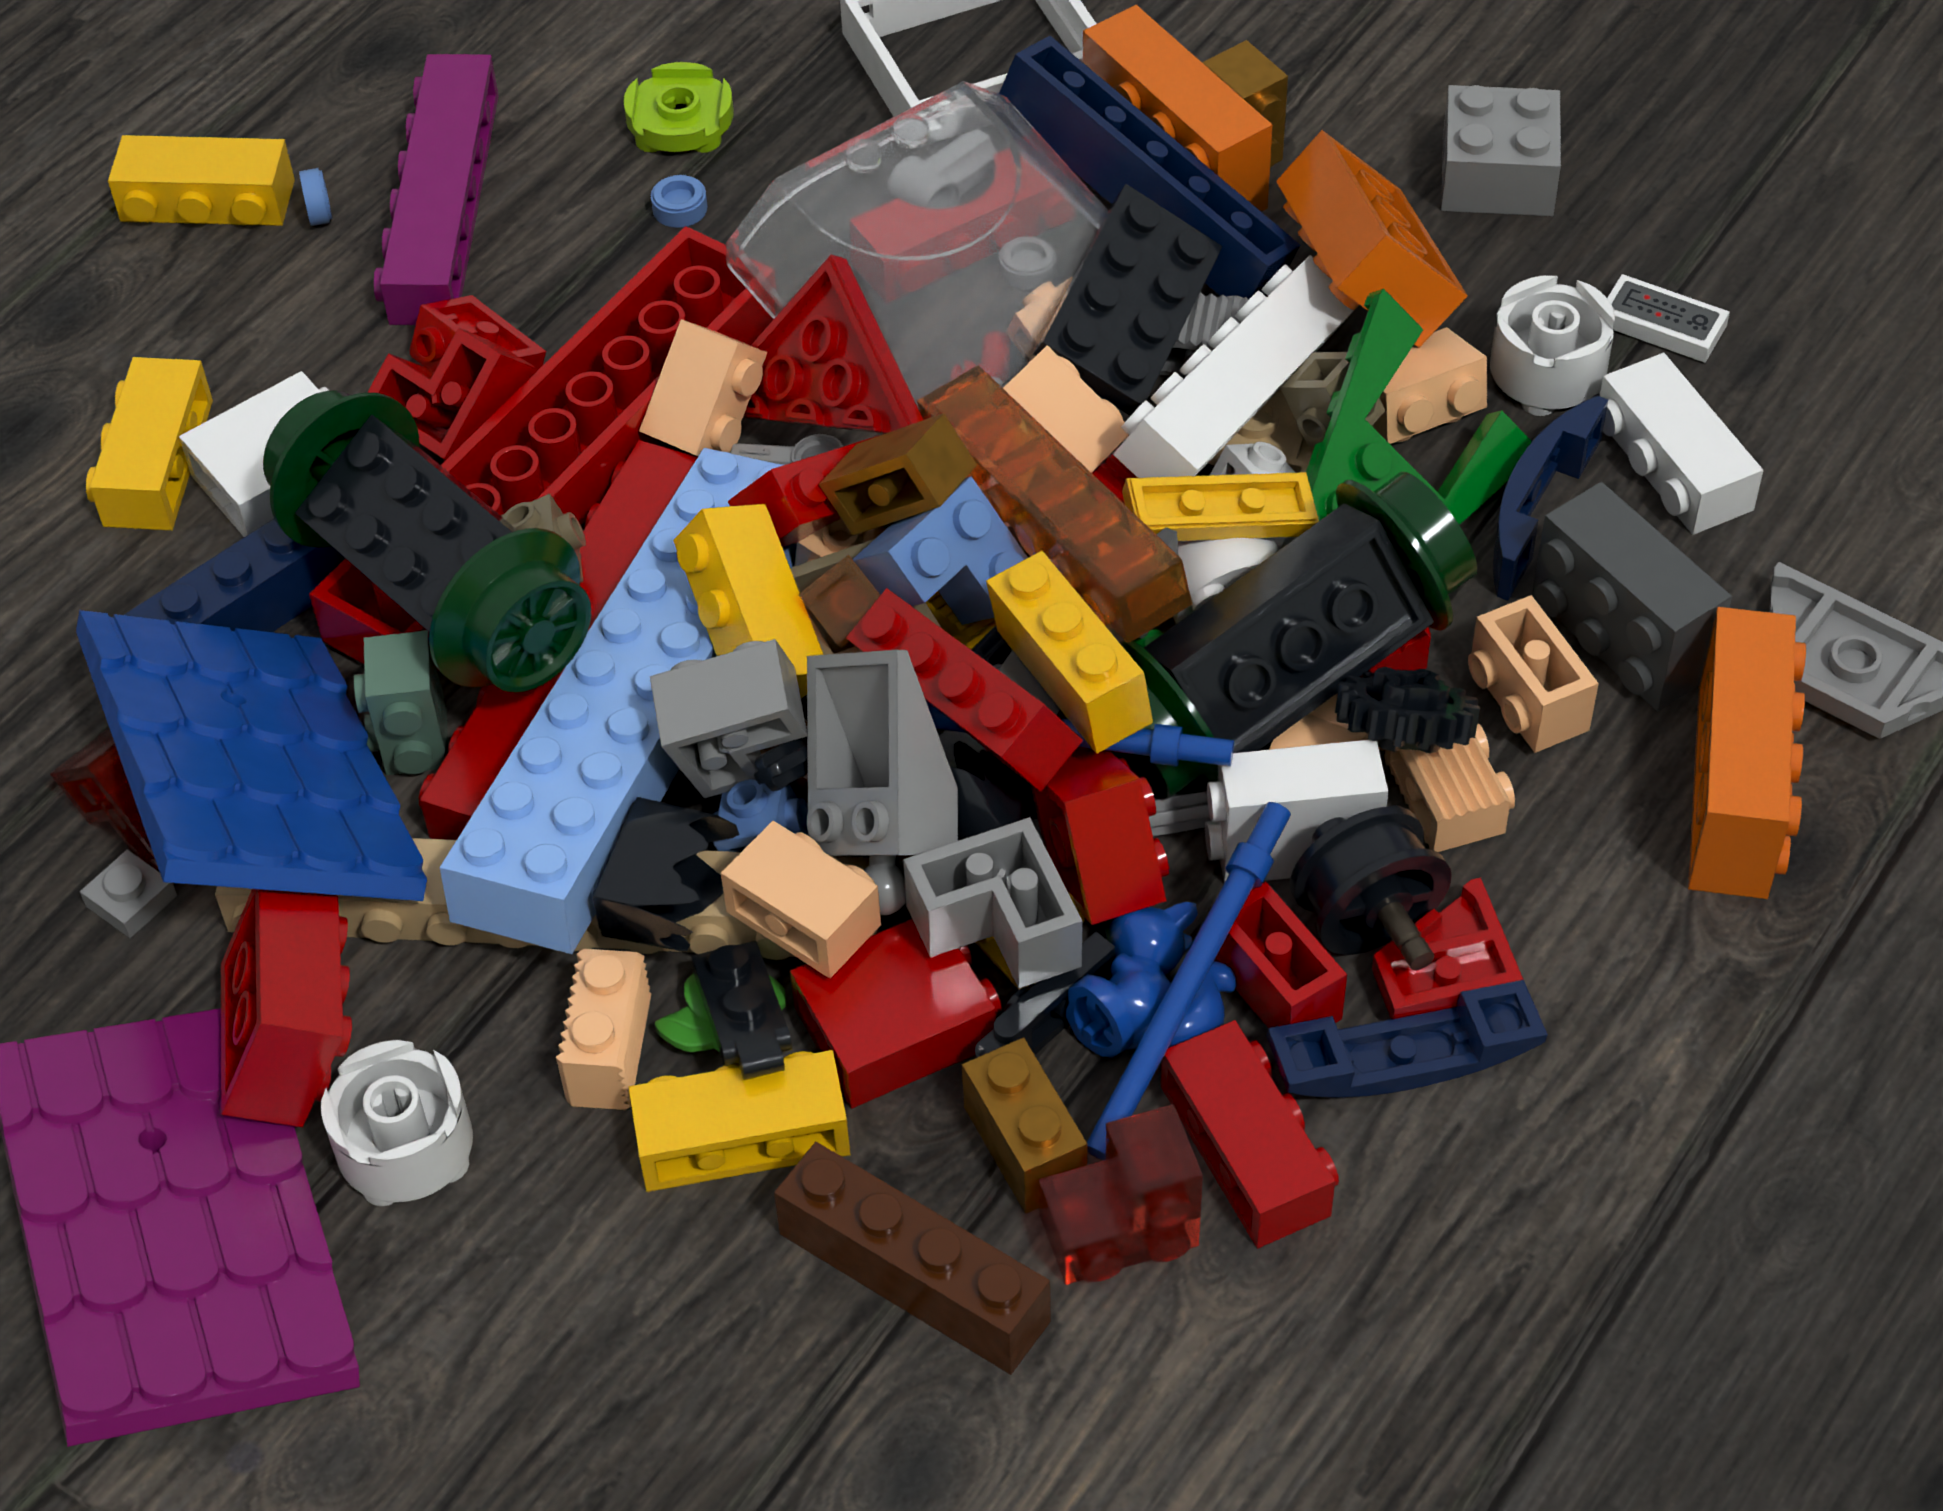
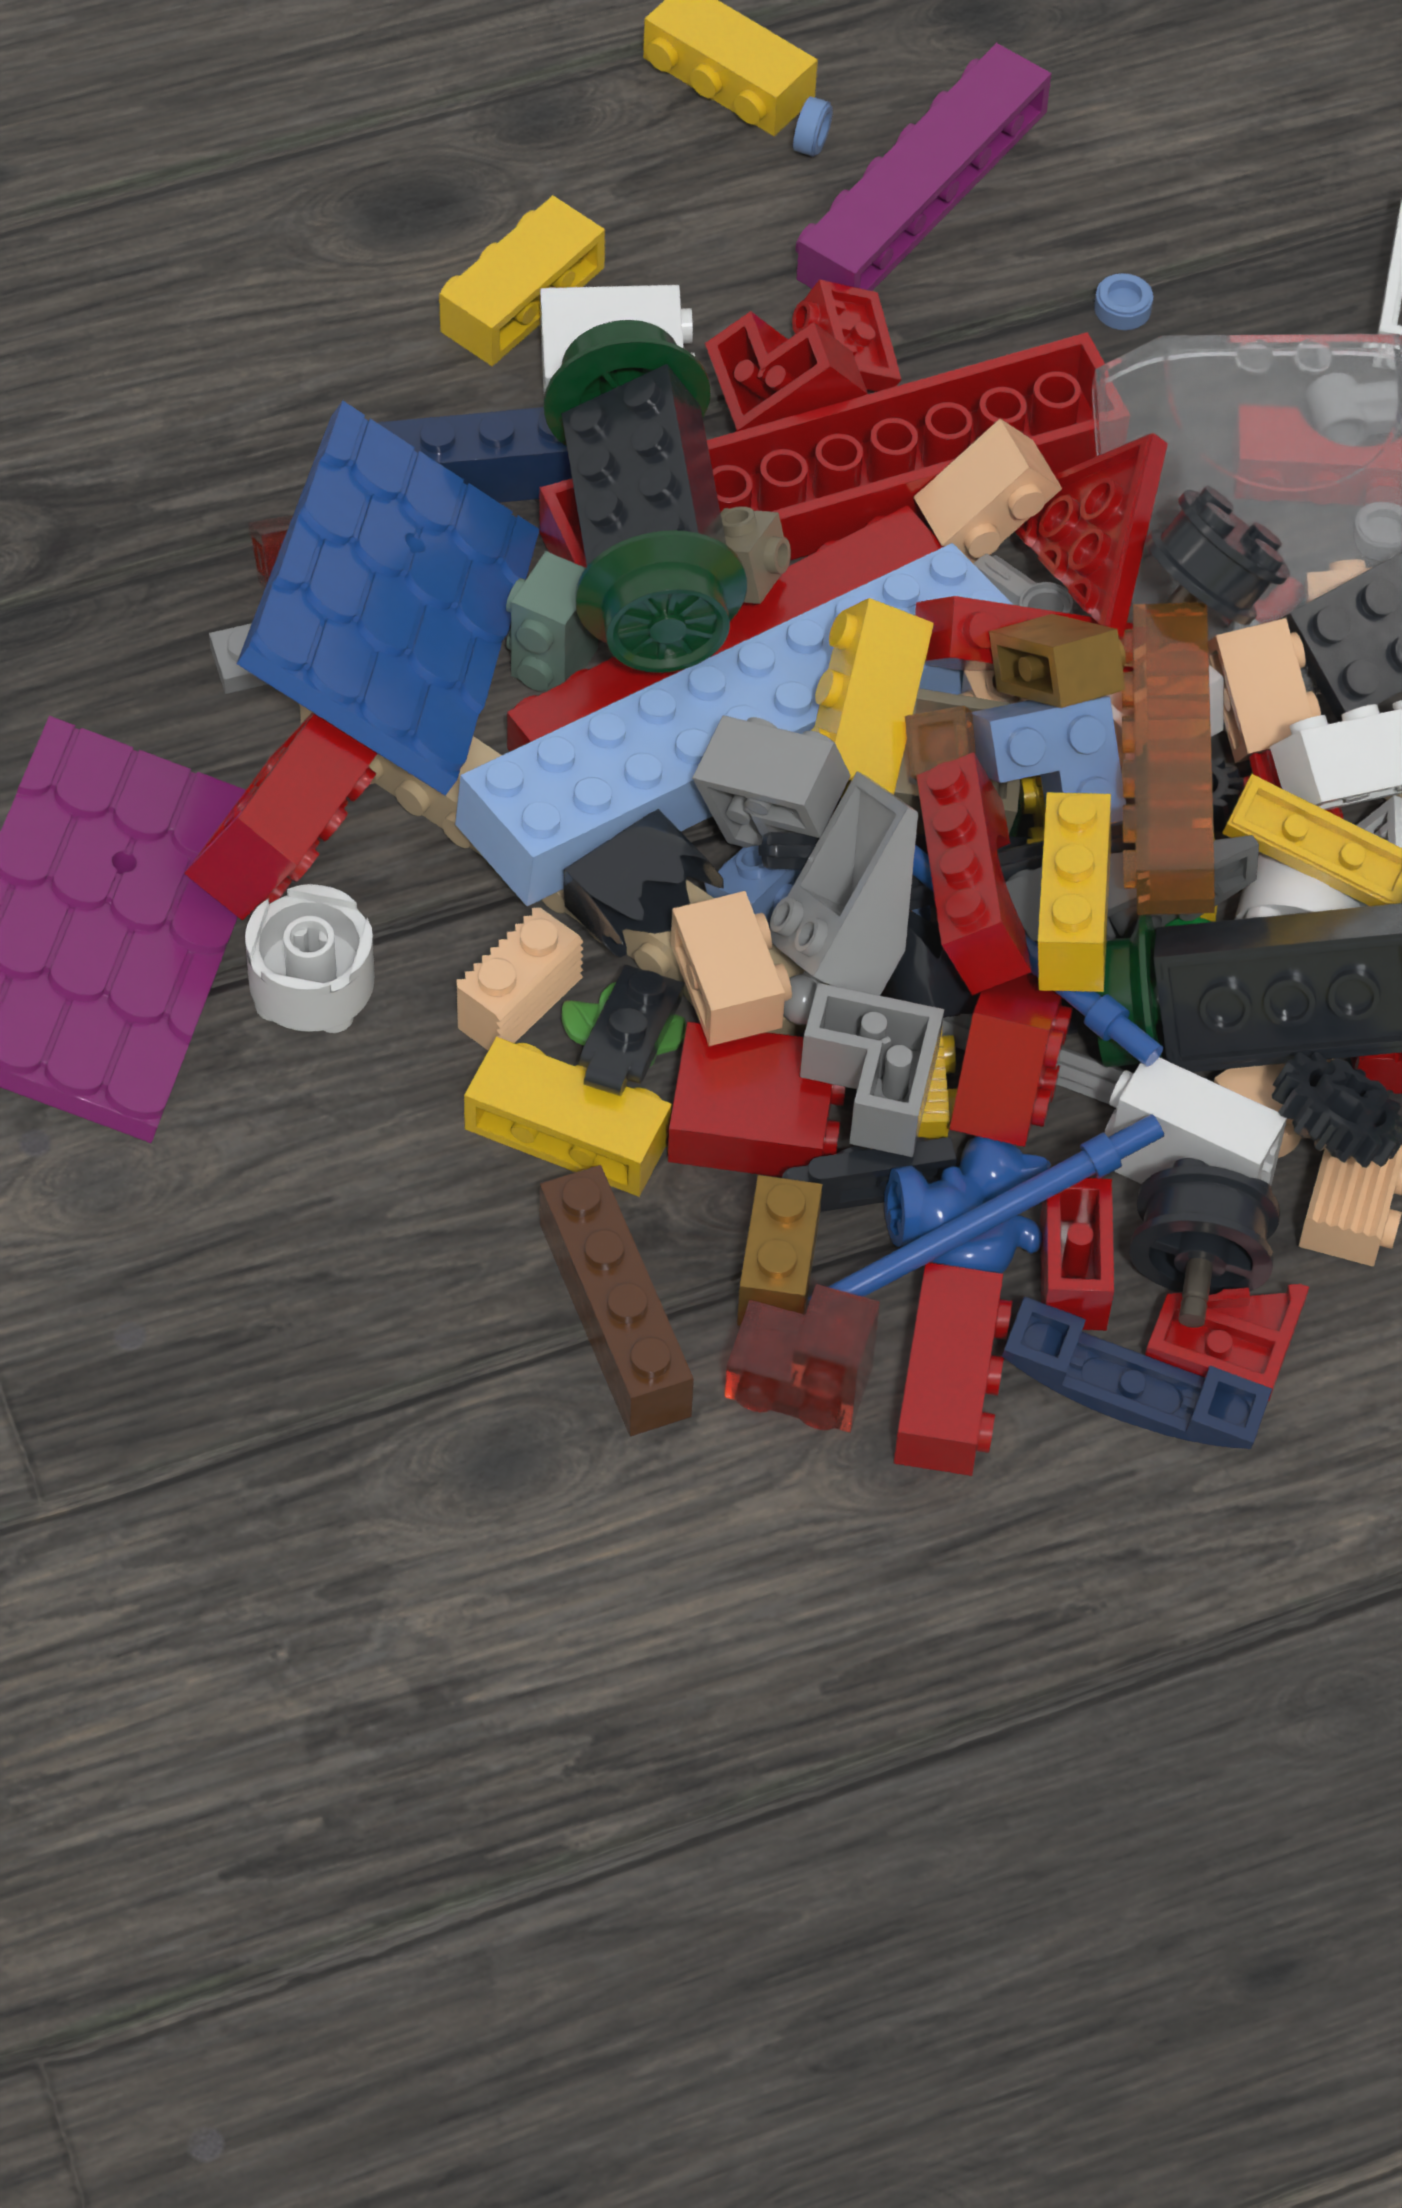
camera: 30 degrees right, 5 degrees up
(660, 126) = (1183, 237): lime plate -> none
(961, 322) = (1218, 556): none -> black wheel

